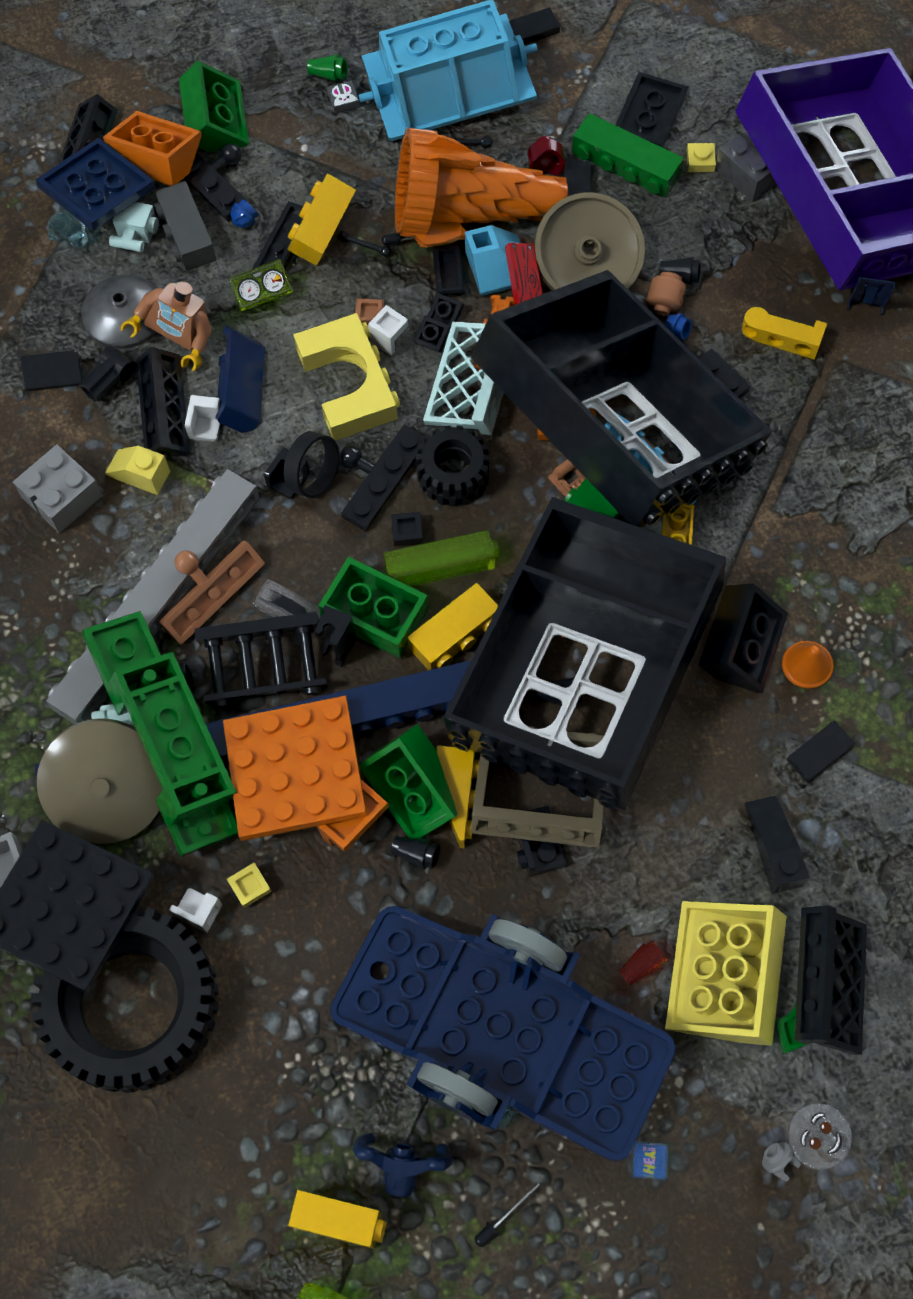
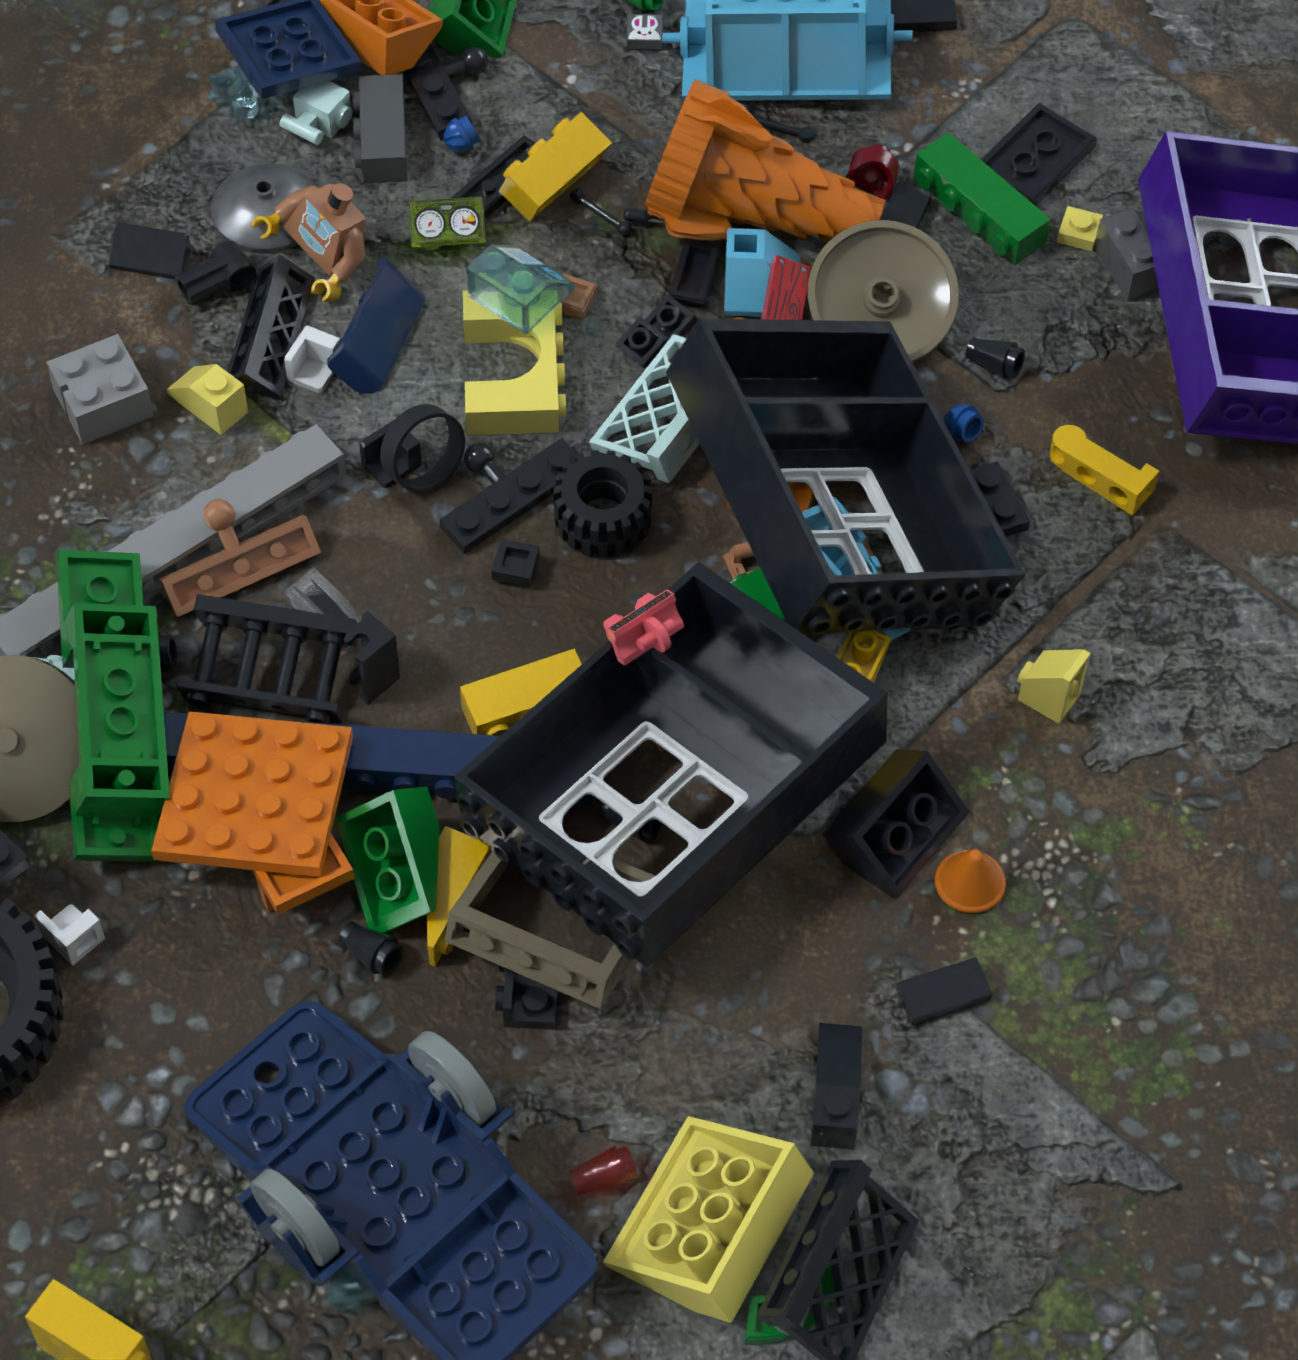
camera: 15 degrees right, 10 degrees down
(249, 885) = (145, 922): light yellow plate -> none
(332, 320) = (516, 285): none -> clear light blue slope
(380, 606) = (438, 639): green brick -> none
(386, 329) = (584, 316): white panel -> none
(401, 1163) = (198, 1307): dark blue piece -> none
(442, 559) = (539, 611): clear neon green brick -> none
(539, 562) = (645, 627): none -> coral hips
(666, 293) = (964, 377): nougat head -> none
(813, 501) = (1053, 681): none -> light yellow slope
(874, 292) = (1228, 447): dark blue piece -> none

